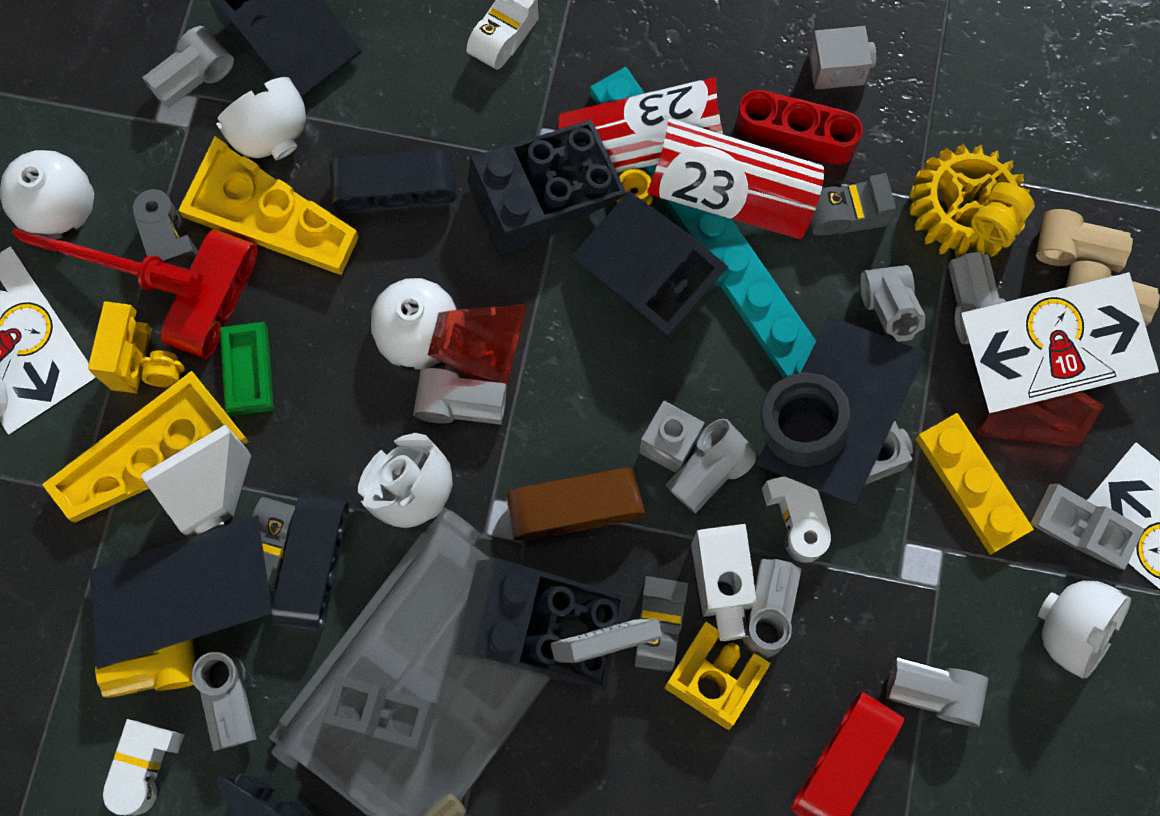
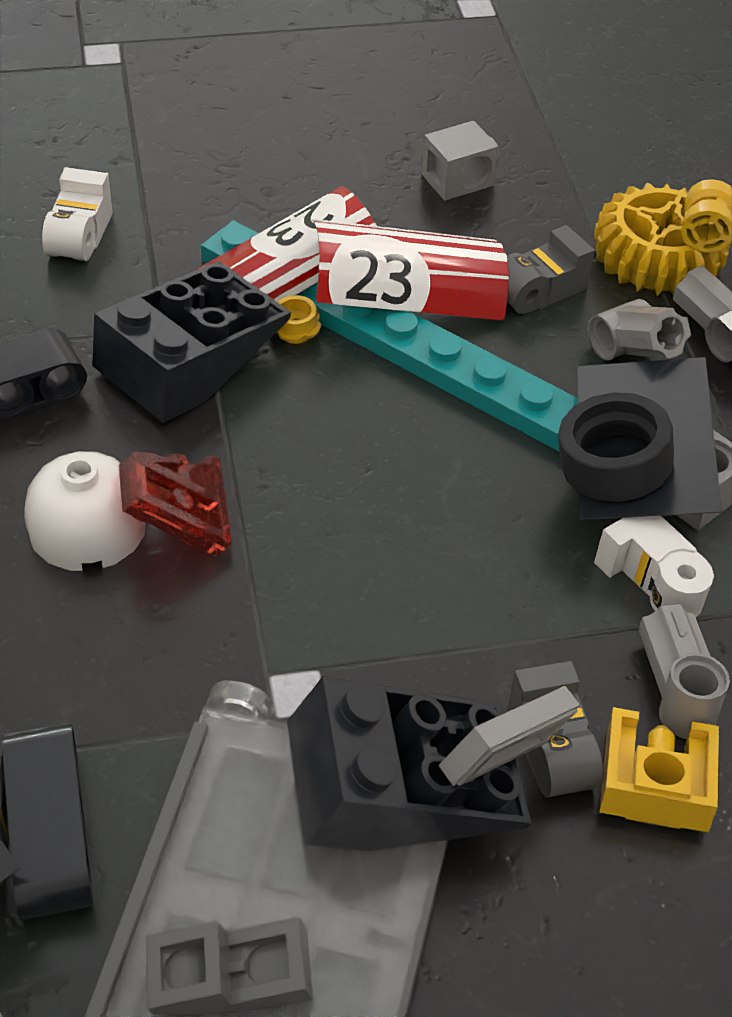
camera: 25 degrees left, 25 degrees down
(407, 483) = (155, 670): white cylinder -> none
(448, 397) = (158, 574): light grey piece -> none
(575, 504) = (382, 632): reddish brown beam -> none
(651, 265) = (357, 370): black slope -> none
(671, 437) = (464, 528): light grey brick -> none
(719, 457) = (531, 533): light grey piece -> none
(724, 557) = (610, 637): white torso -> none
(817, 119) = (461, 212): red beam -> none

